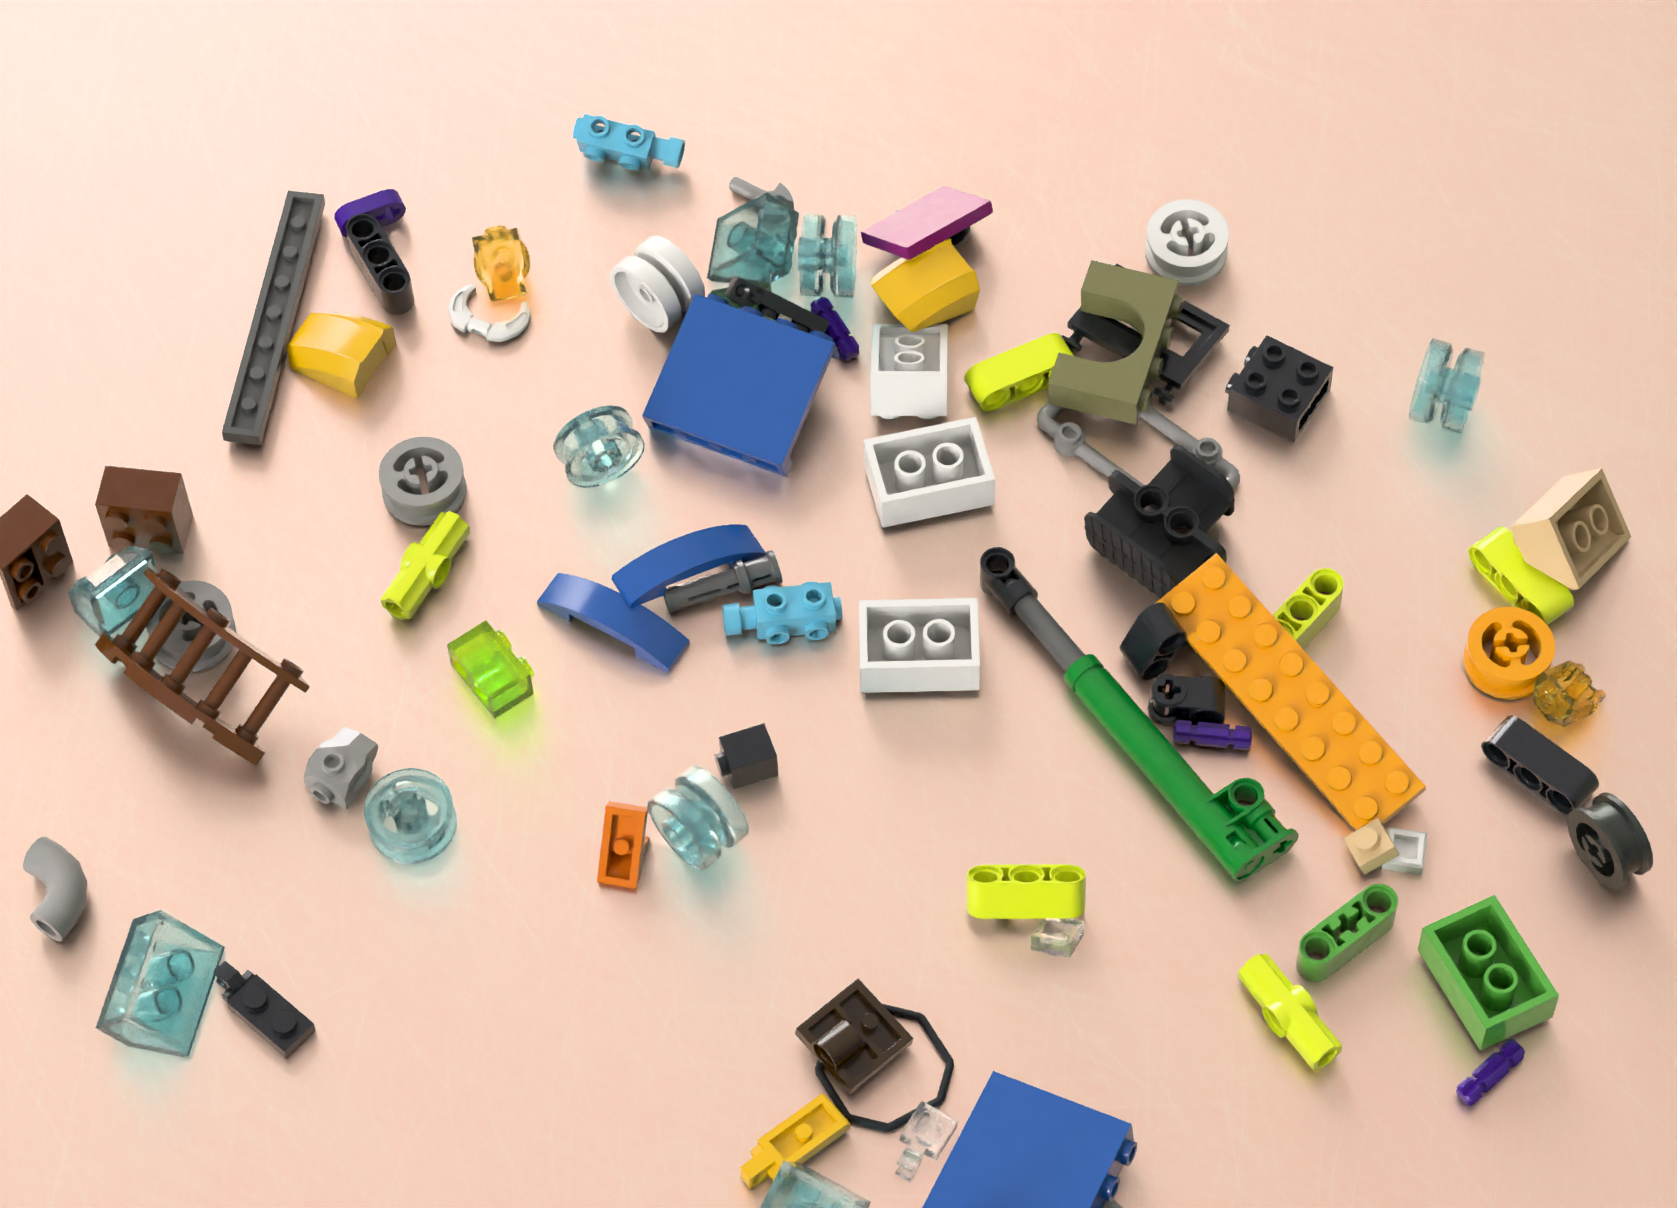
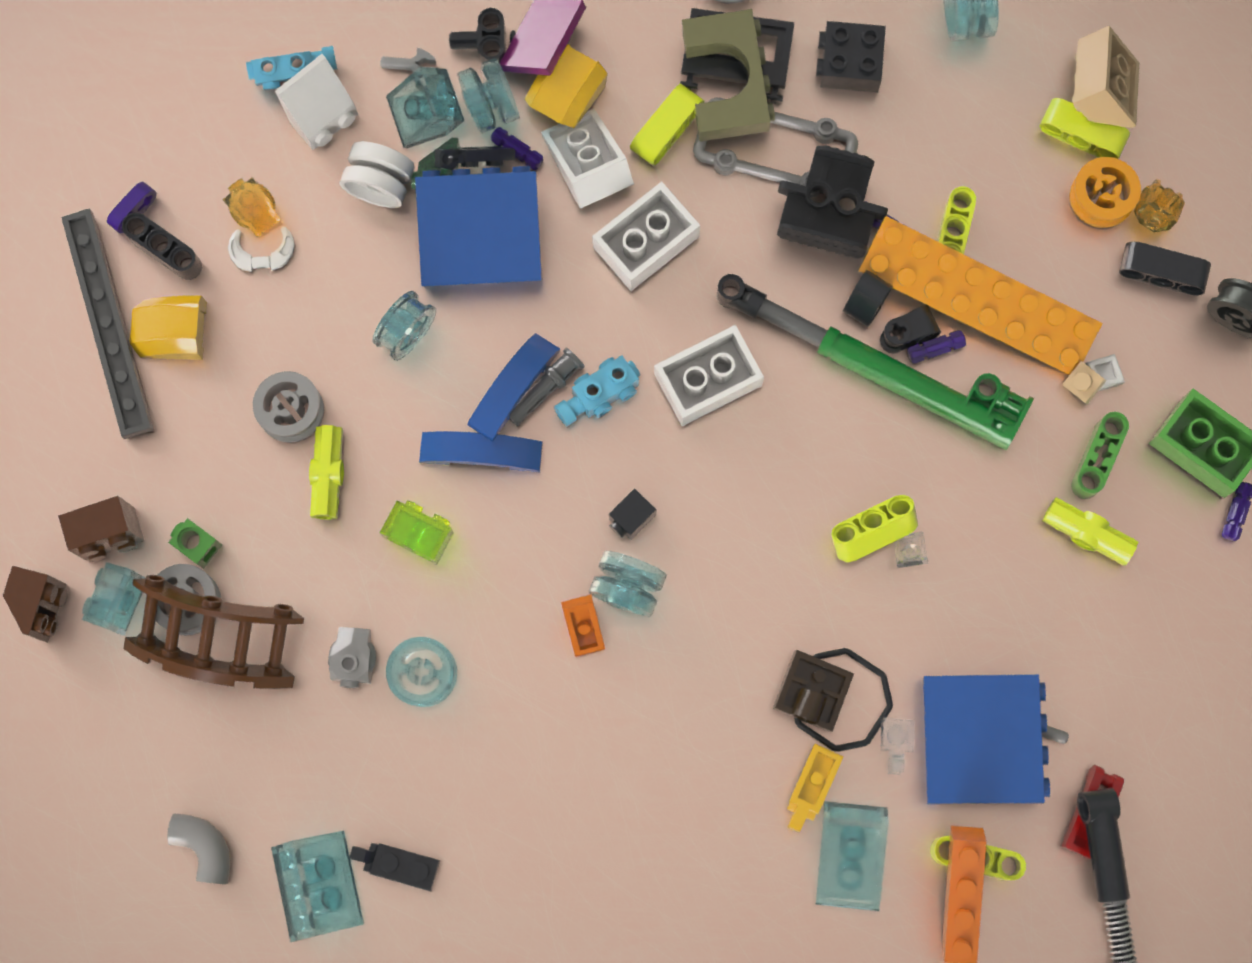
camera: 25 degrees left, 20 degrees up
(240, 586) = (203, 551): none -> bright green brick
(631, 182) = (317, 103): none -> white slope
(868, 199) = (483, 39): none -> black beam

